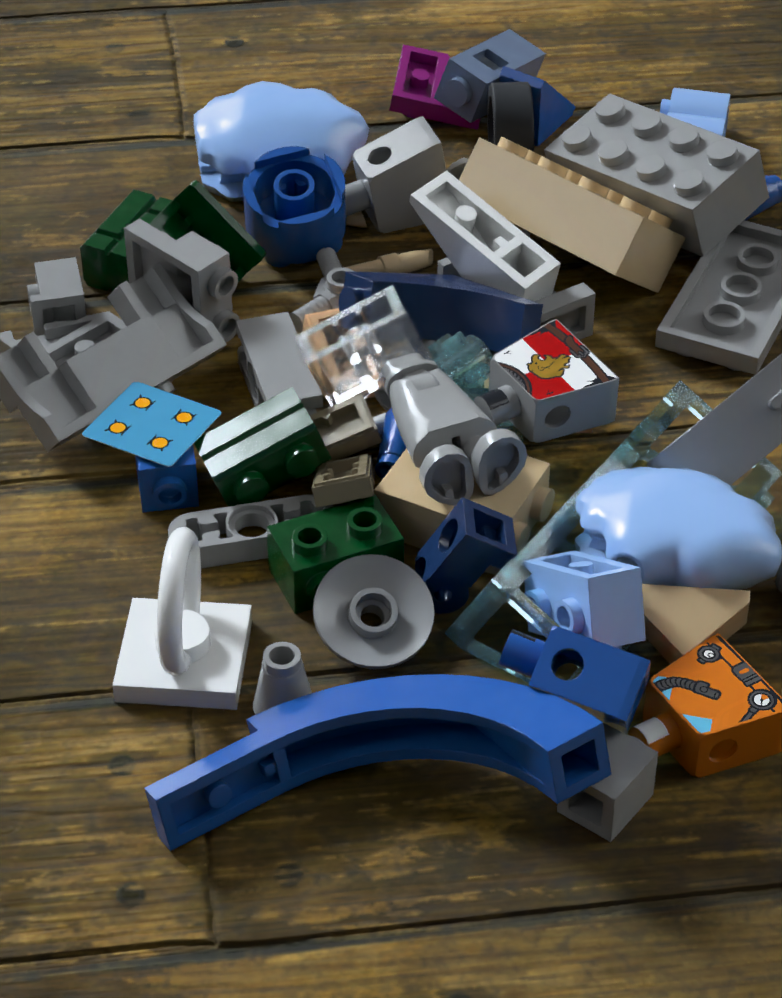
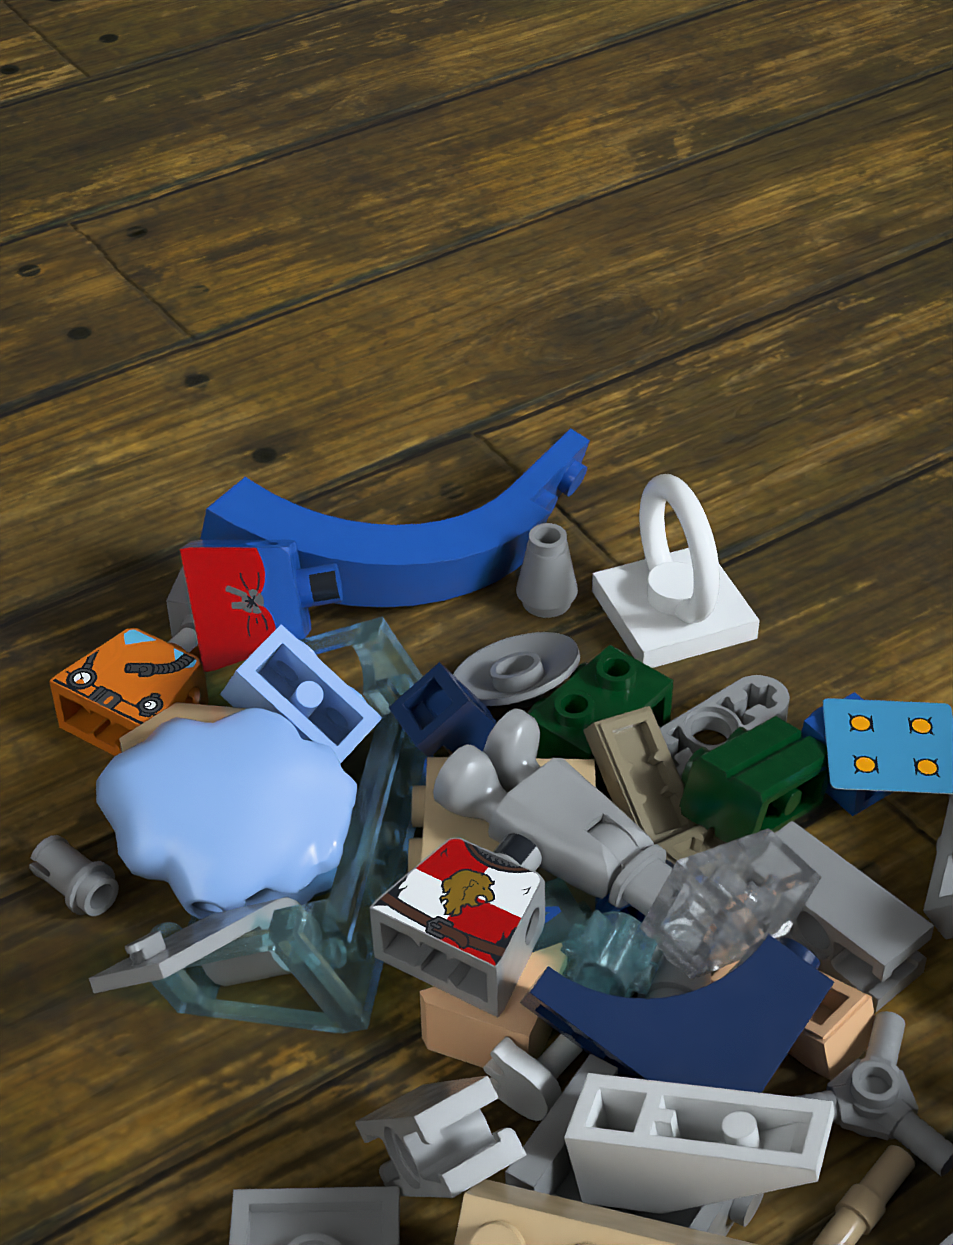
camera: 155 degrees right, 0 degrees up
(632, 300) = (440, 1138): none -> light grey piece

